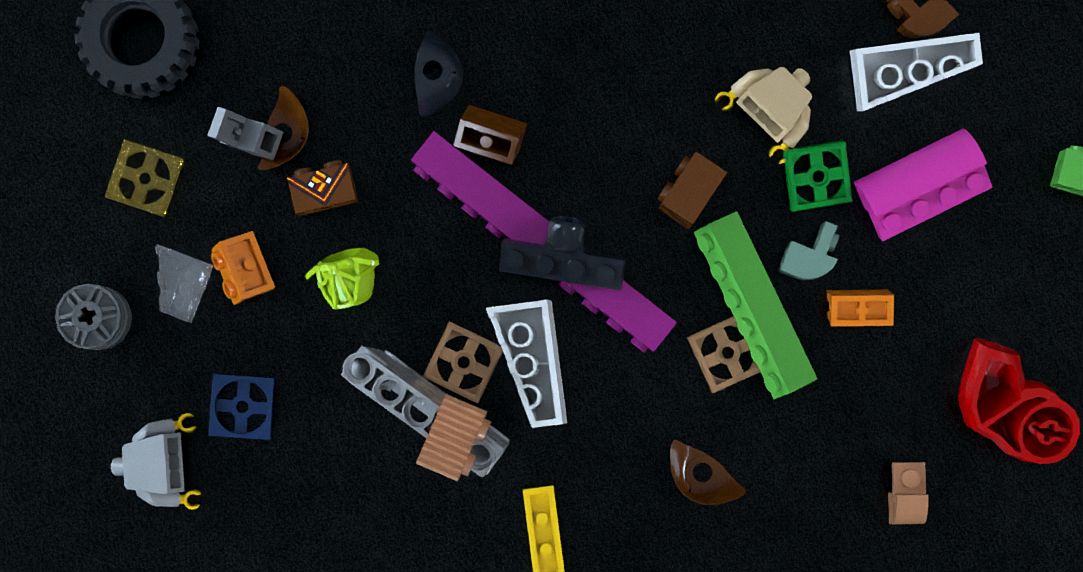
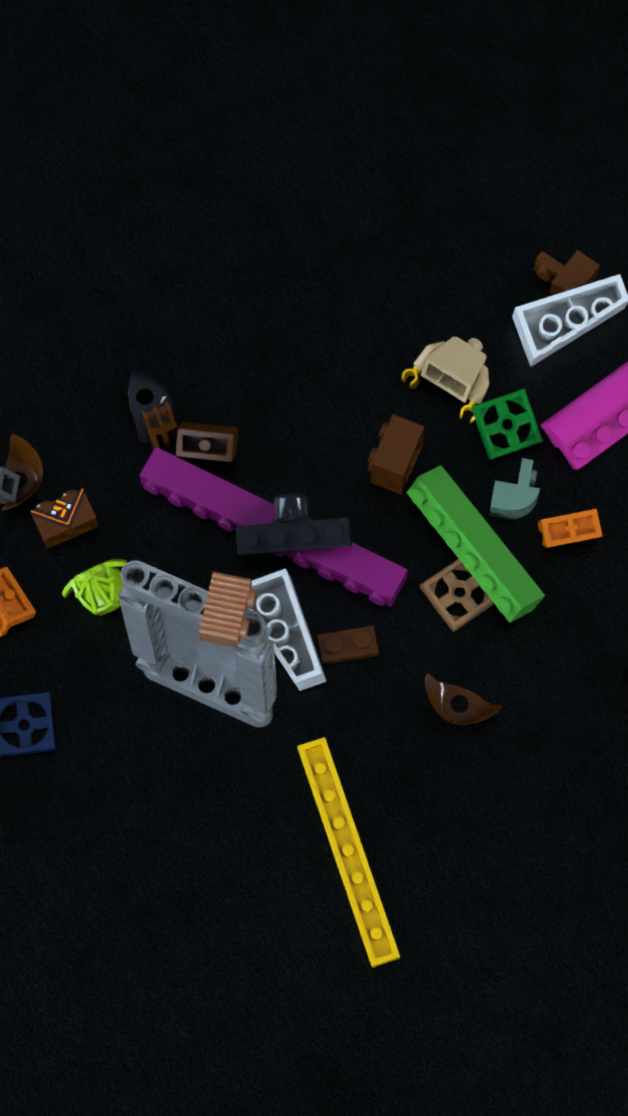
camera: 15 degrees left, 15 degrees down
(443, 106) = (159, 422): none -> reddish brown arm
(598, 387) = (347, 645): none -> reddish brown plate

